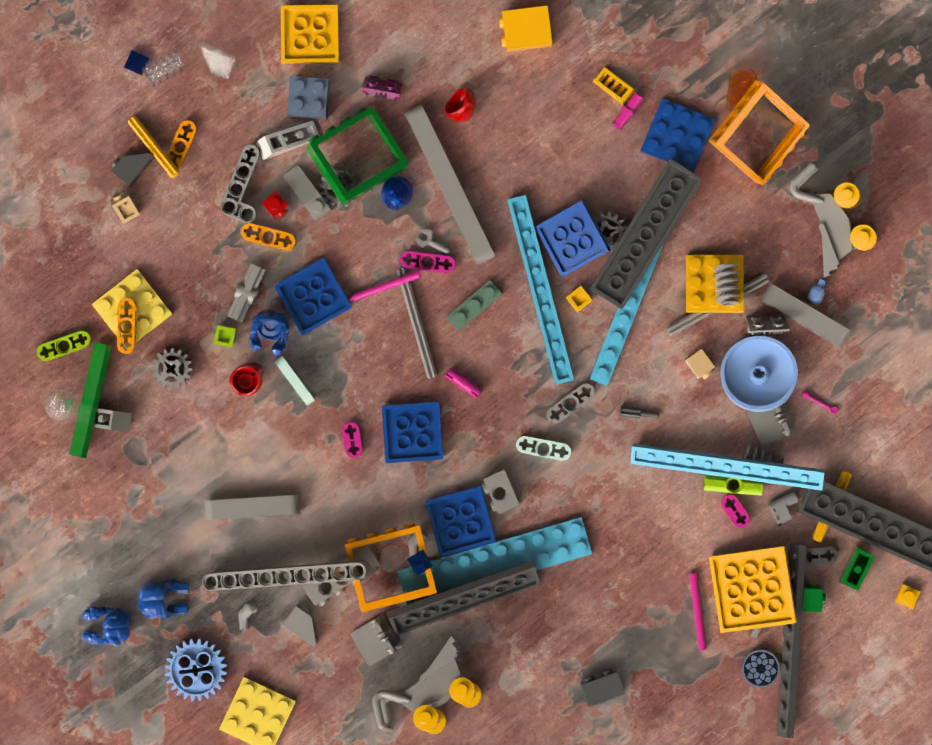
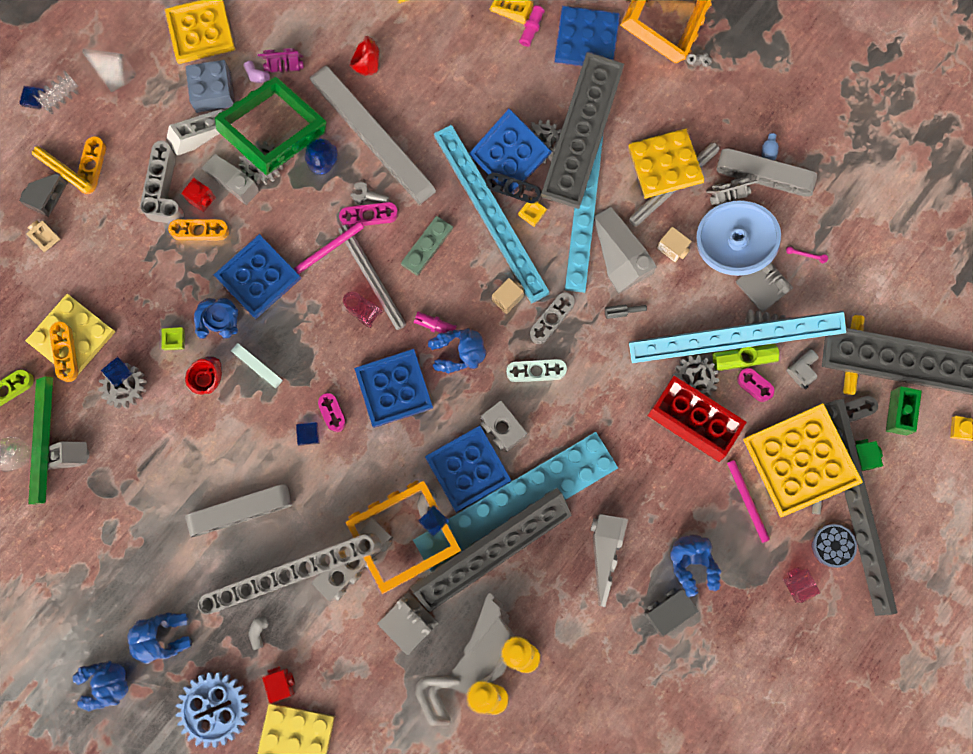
camera: 10 degrees left, 10 degrees down
(171, 358) = (116, 371): none -> clear blue tile
(246, 293) = (186, 289): light grey piece -> none
(255, 663) = (278, 684): none -> red brick
(302, 624) = (321, 626): light grey slope -> none
(326, 453) = (307, 434): none -> clear blue tile
(353, 95) = (256, 75): none -> lavender arm
(401, 353) = (364, 311): none -> clear pink piece
(488, 419) = (470, 349): none -> blue hair
(536, 373) = (508, 295): none -> tan brick
(559, 261) = (502, 178): none -> black beam
(564, 615) = (607, 539): none -> light grey wedge
(633, 641) = (696, 551): none -> blue hair
(650, 359) = (623, 253): none -> light grey wedge
(672, 529) = (697, 419): none -> red slope
(689, 498) = (703, 380): none -> light grey gear
(720, 694) = (801, 585): none -> clear pink brick
(725, 284) = (680, 153): light grey piece -> none
(782, 186) = (698, 59): none -> light grey arm
(835, 225) = (771, 62): light grey piece -> none

